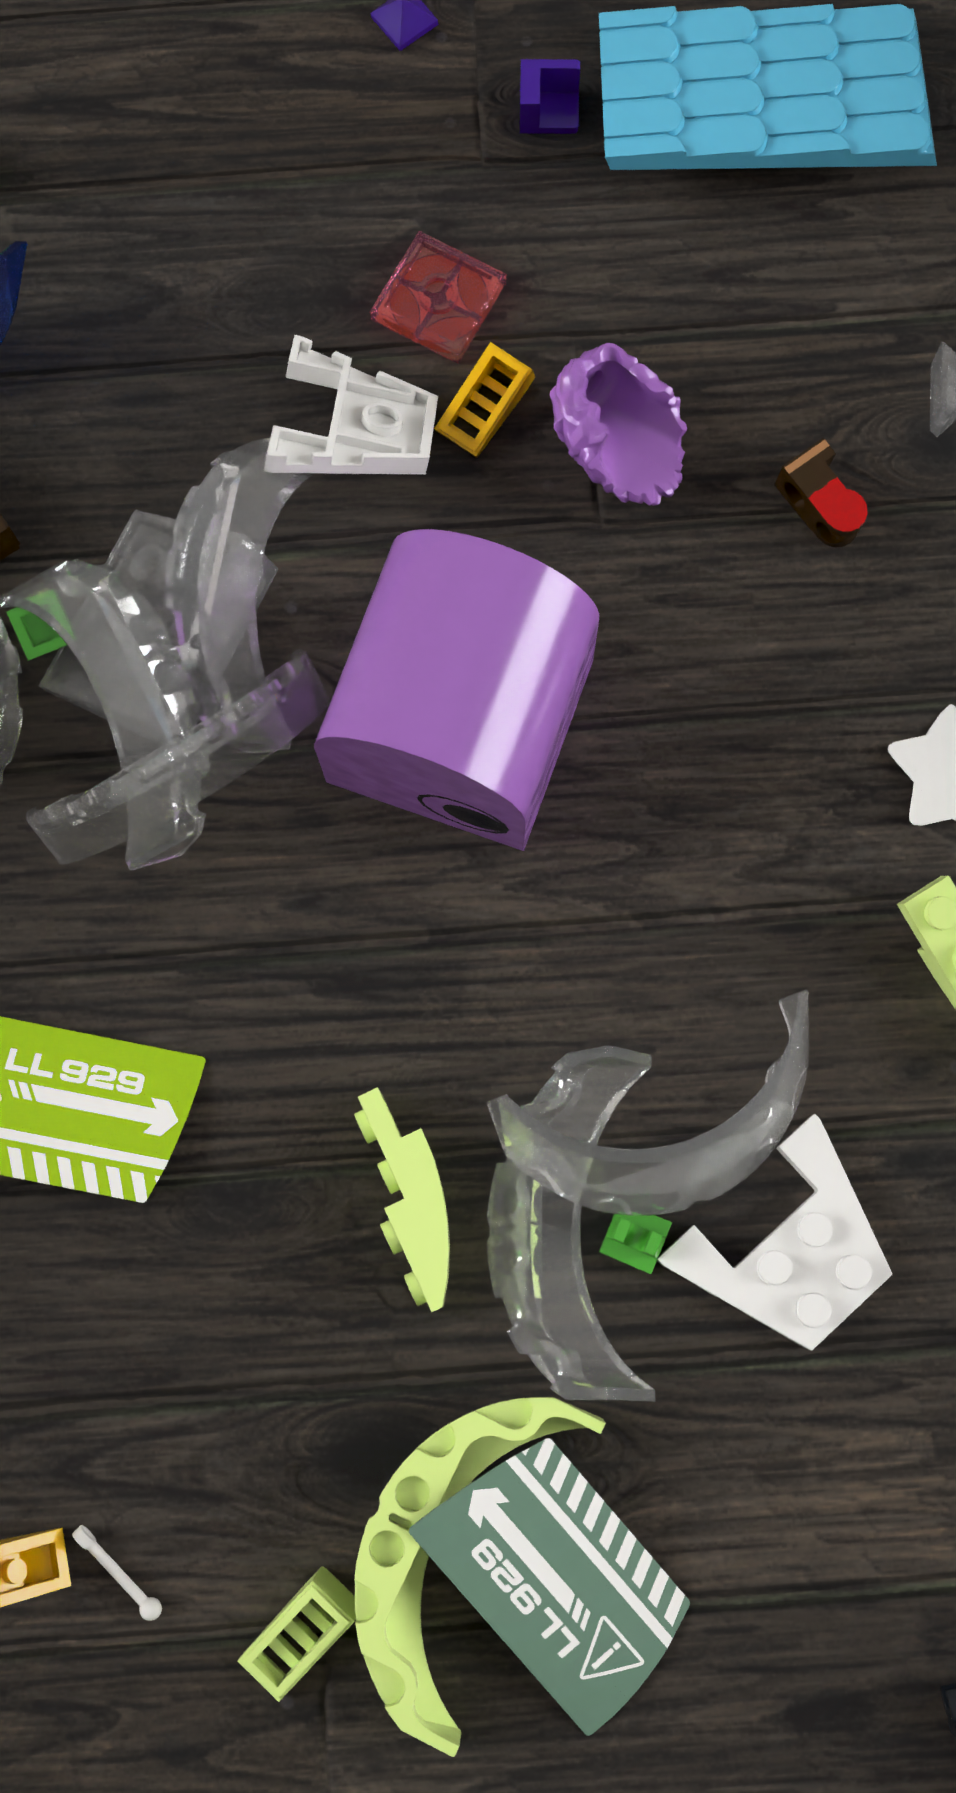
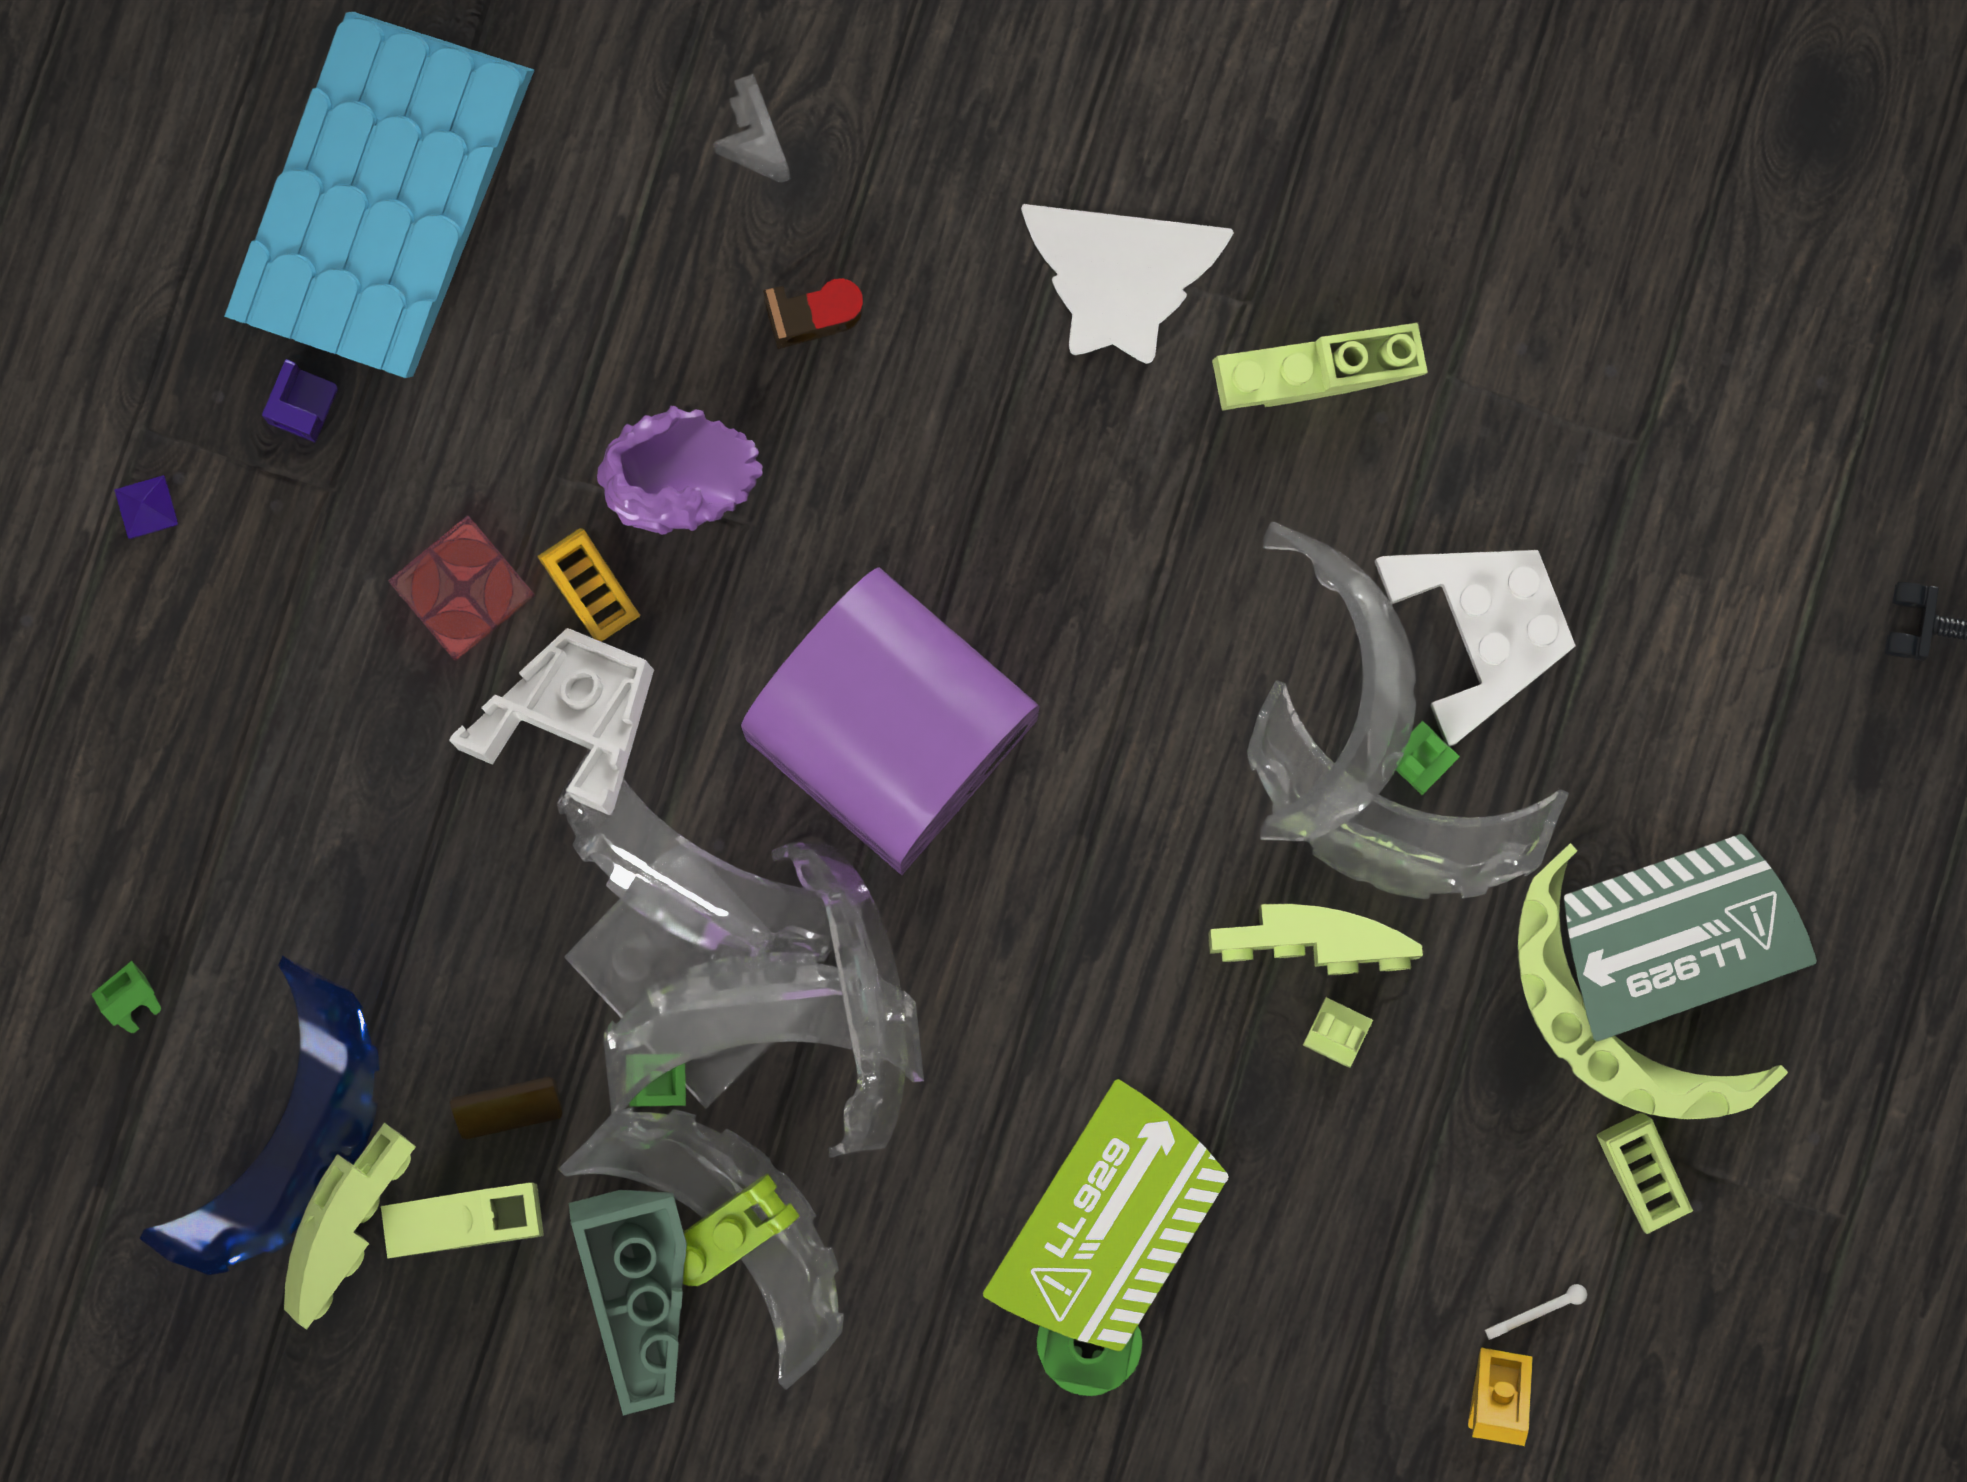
camera: 75 degrees left, 5 degrees up
(328, 1257) = (1337, 1032): none -> yellowish green tile

